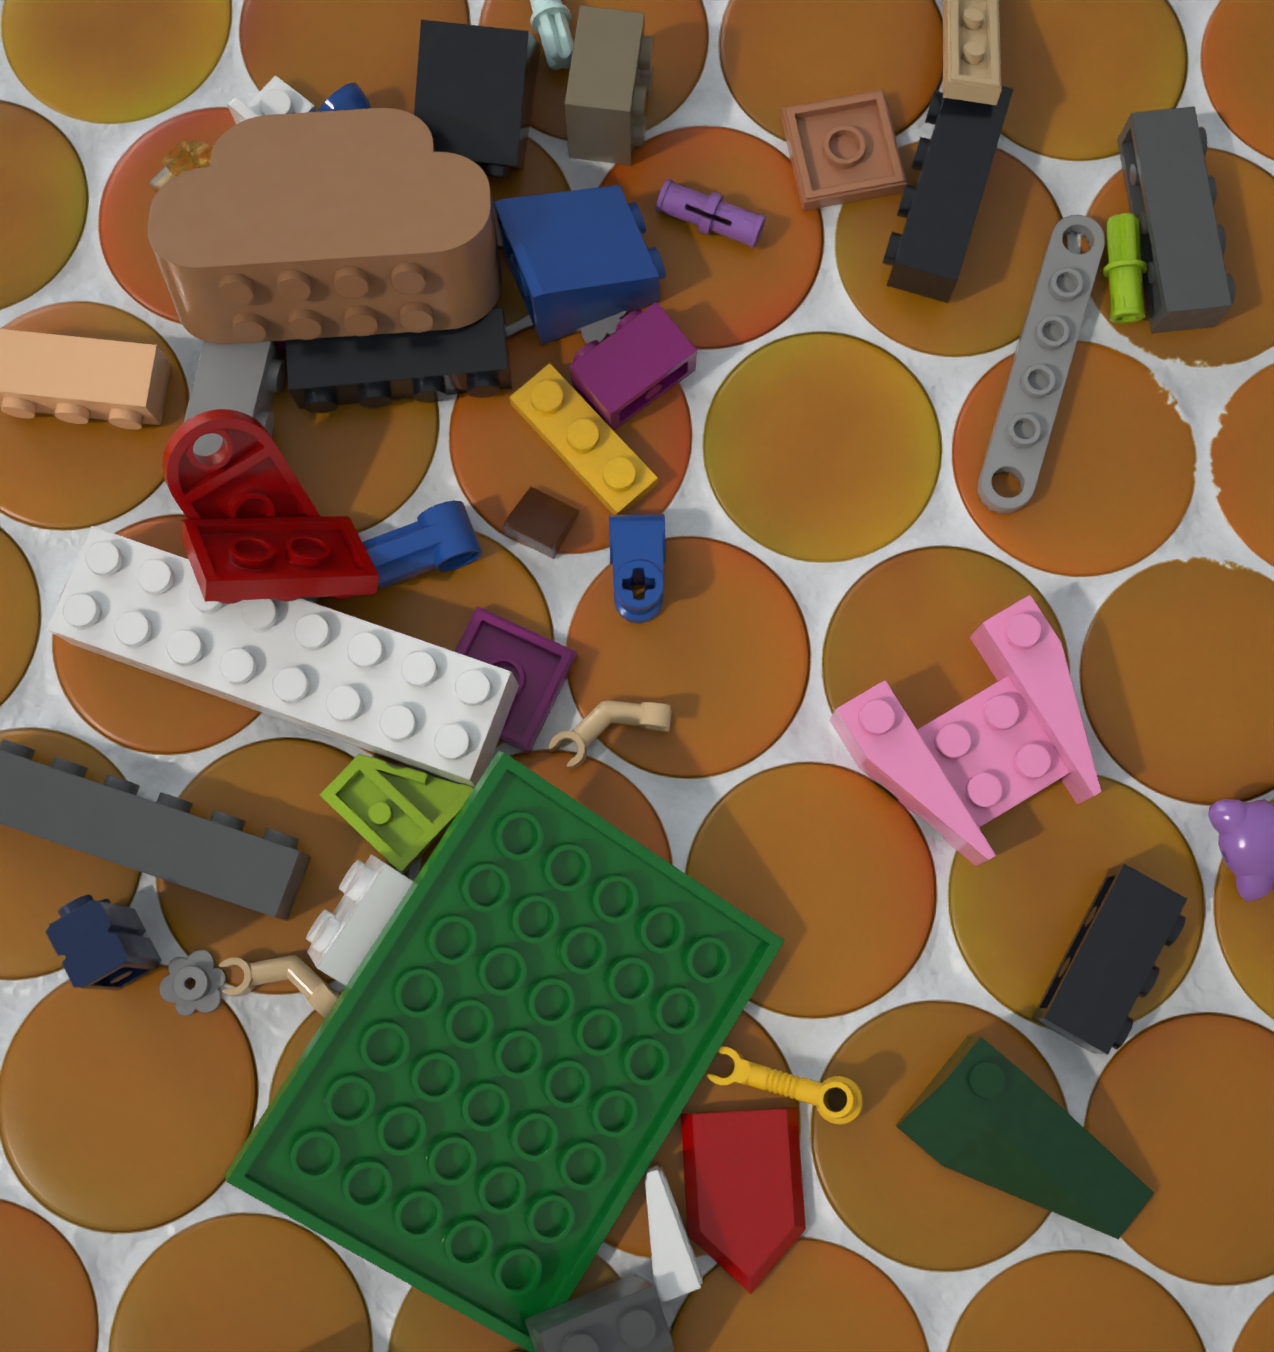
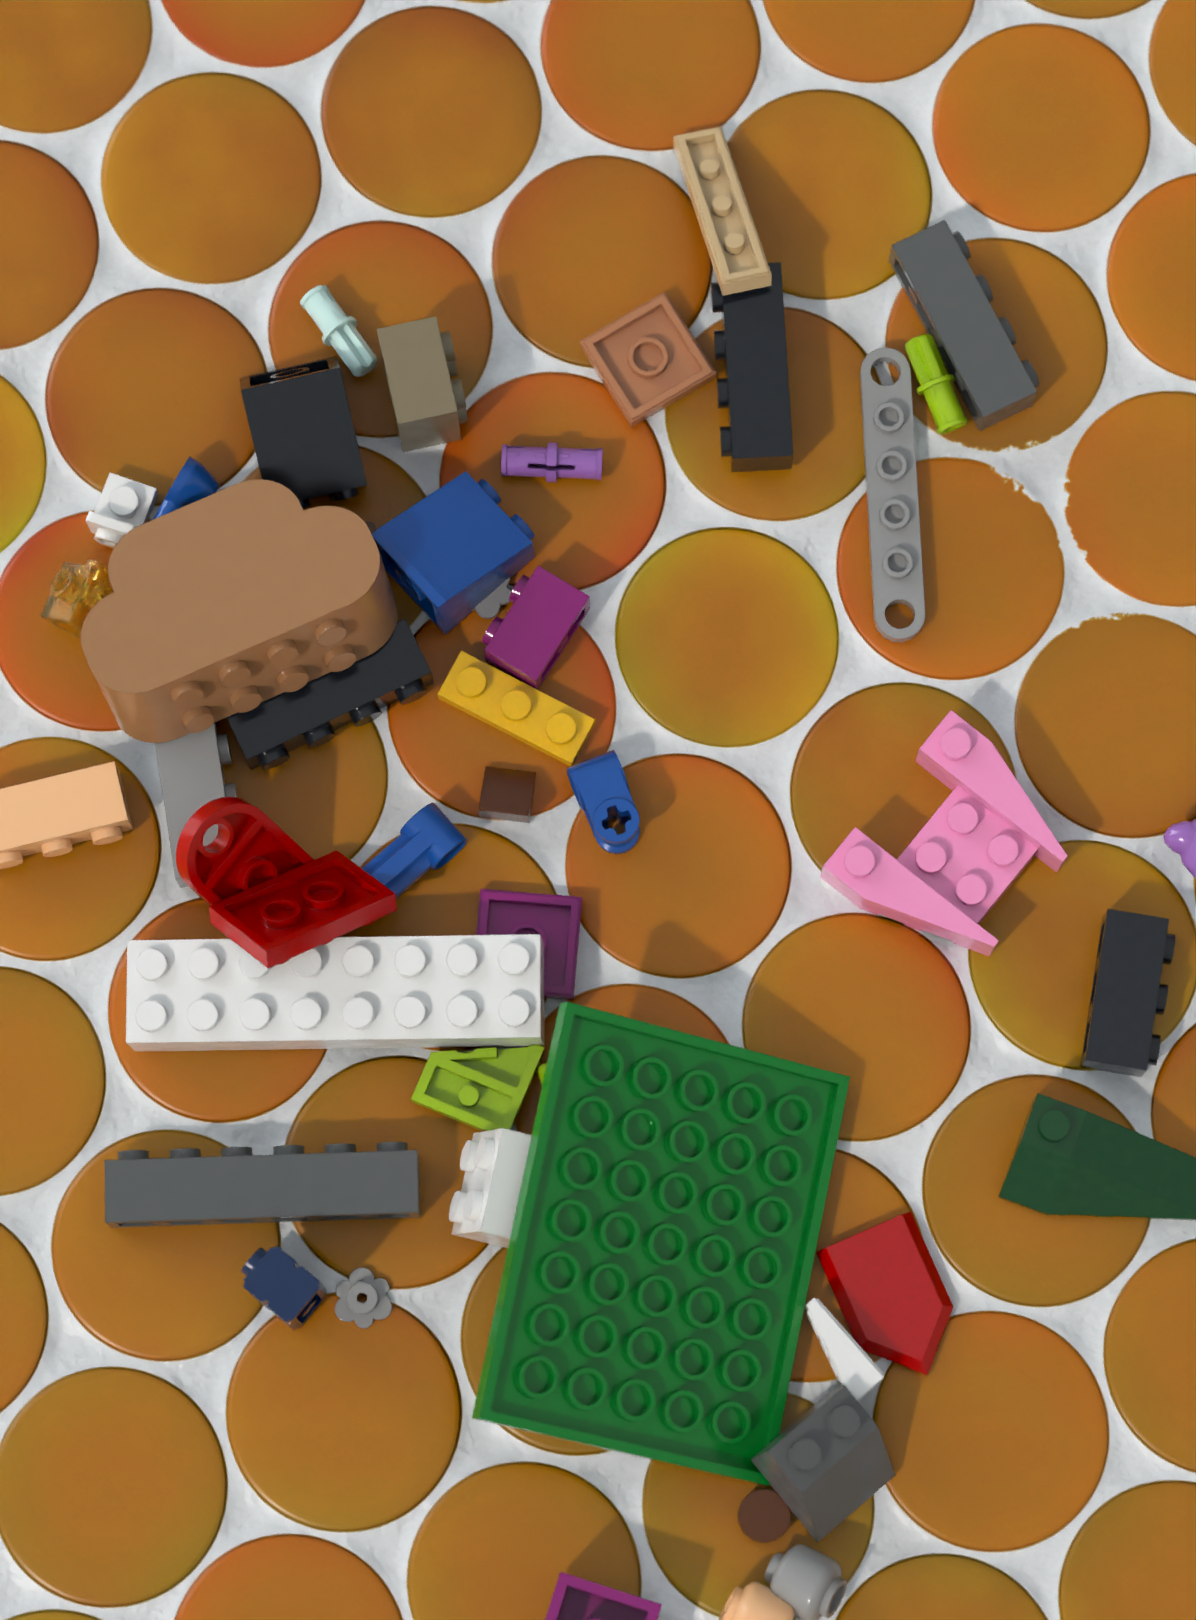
camera: 20 degrees left, 0 degrees up
(317, 992) = (443, 1253): tan arm -> none
(645, 715) = (662, 931): tan arm -> none
(793, 1086) = (903, 1193): yellow brick -> none

